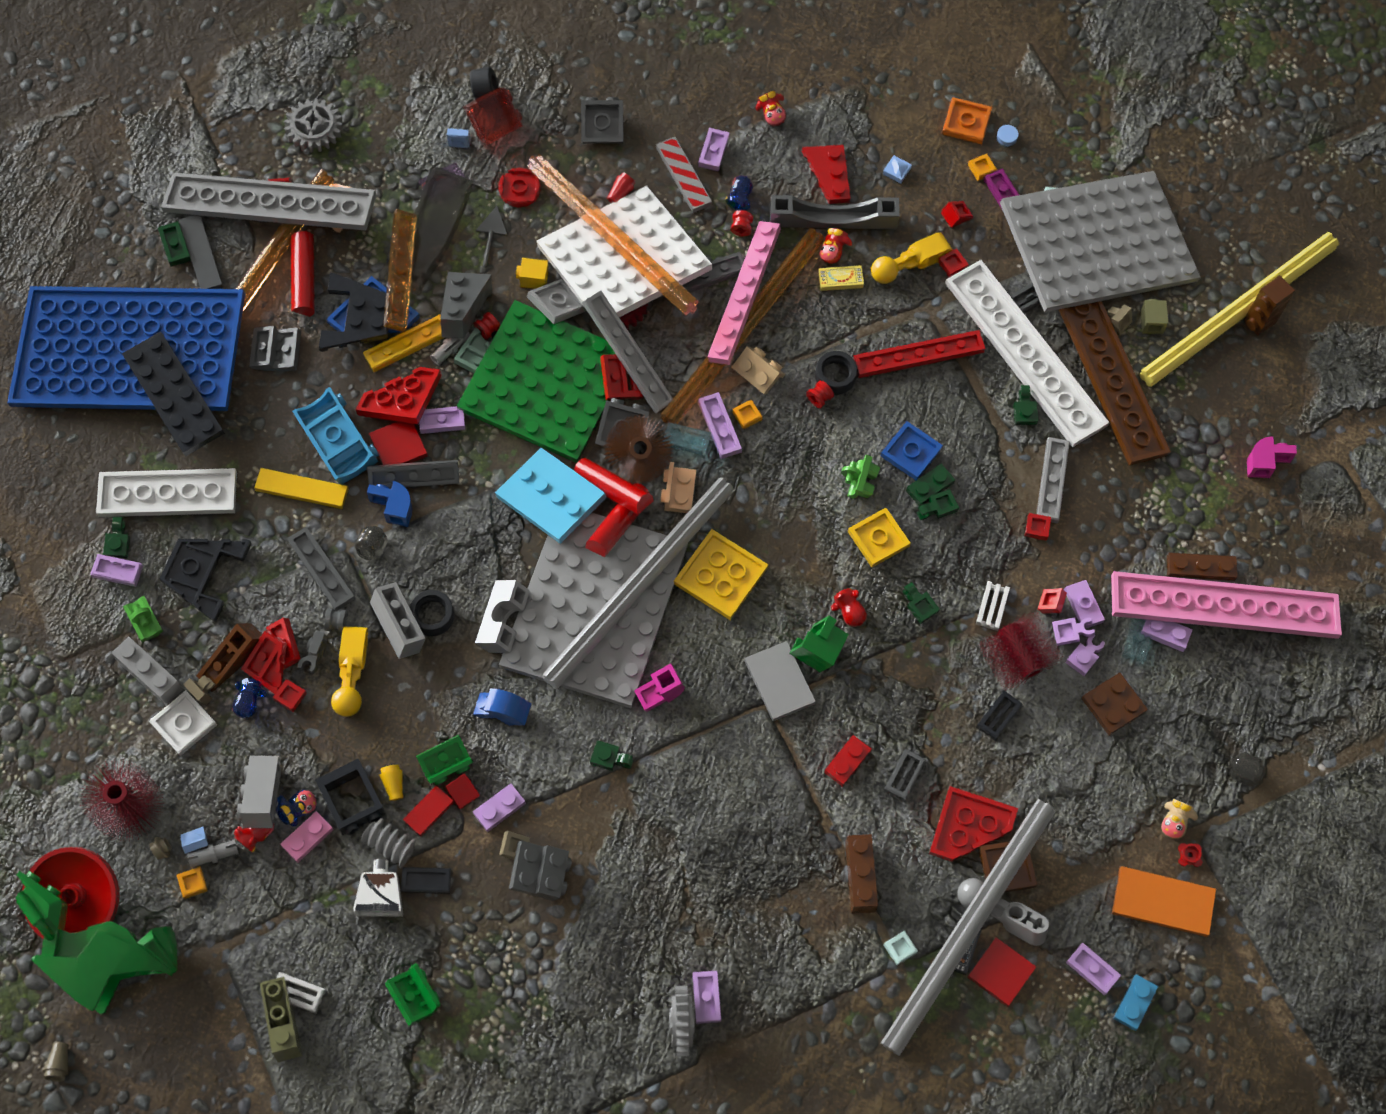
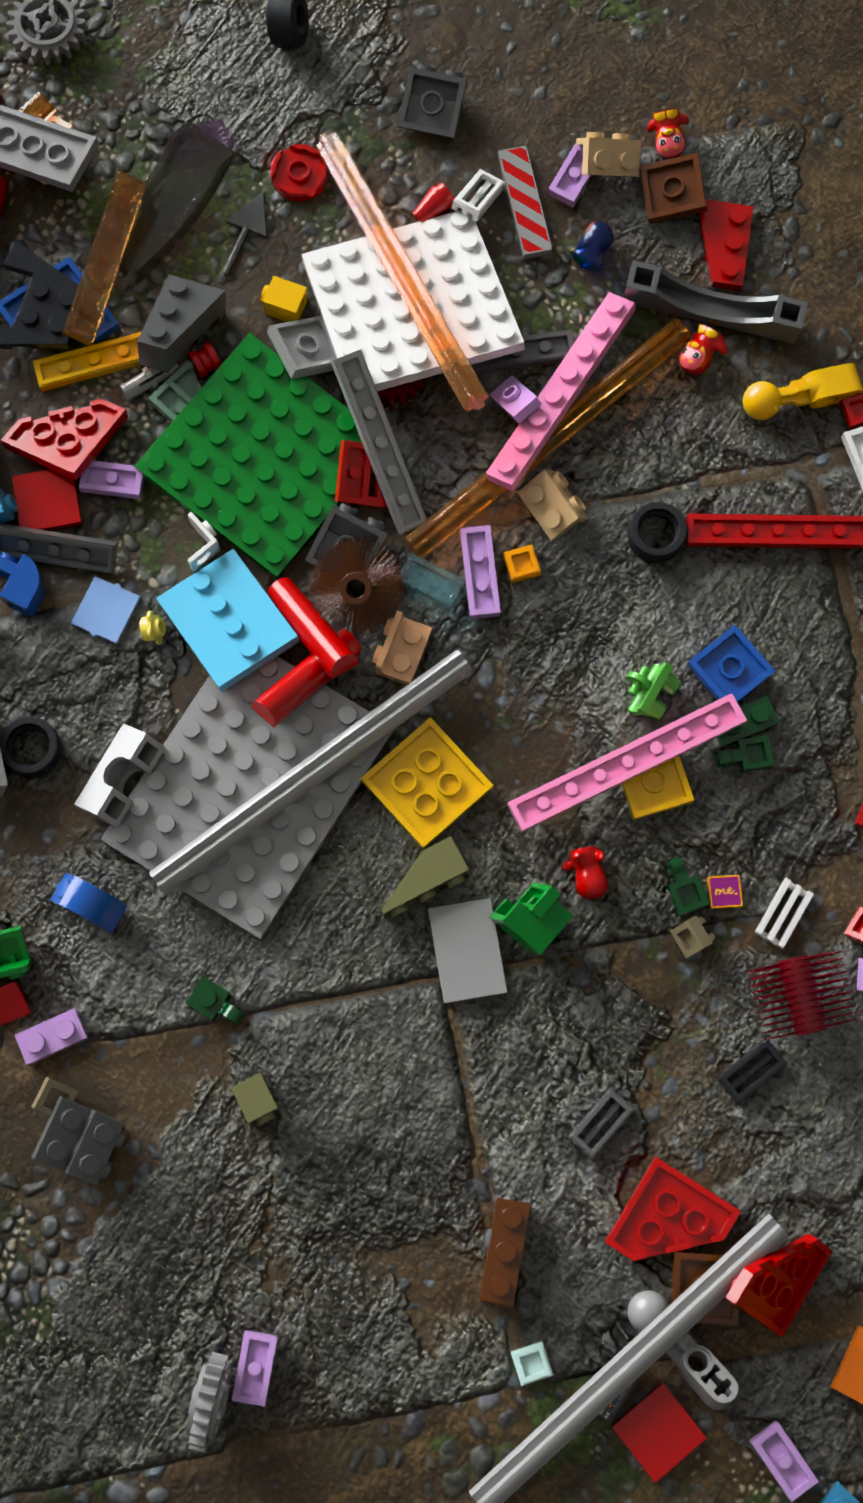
camera: 15 degrees right, 10 degrees up
(458, 138) = (234, 85): light blue tile -> none
(460, 509) = (105, 610): none -> light blue piece
(493, 116) = (286, 63): clear red piece -> none
(498, 513) = (152, 628): none -> light yellow plate
(521, 442) = (211, 548): none -> white bracket
(647, 184) = (470, 207): none -> white tile
(658, 814) = (256, 1099): none -> olive brick
(664, 687) = (302, 926): dark pink brick -> none
(714, 304) = (515, 399): none -> lavender plate
(735, 131) = (610, 156): none -> tan bracket
(741, 631) = (433, 869): none -> olive slope
(742, 223) = (584, 290): red wheel -> none
(785, 144) = (673, 188): none -> reddish brown plate
(820, 394) = (627, 558): red wheel -> none
(840, 278) = (699, 397): light yellow tile -> none
(847, 760) = (529, 1084): red plate -> none
(856, 527) = (626, 762): none -> bright pink plate
(897, 169) = (818, 257): light blue tile -> none
(933, 634) = (692, 936): none -> dark tan tile
(948, 600) = (724, 892): none -> magenta tile
(1057, 847) = (779, 1282): none -> red plate

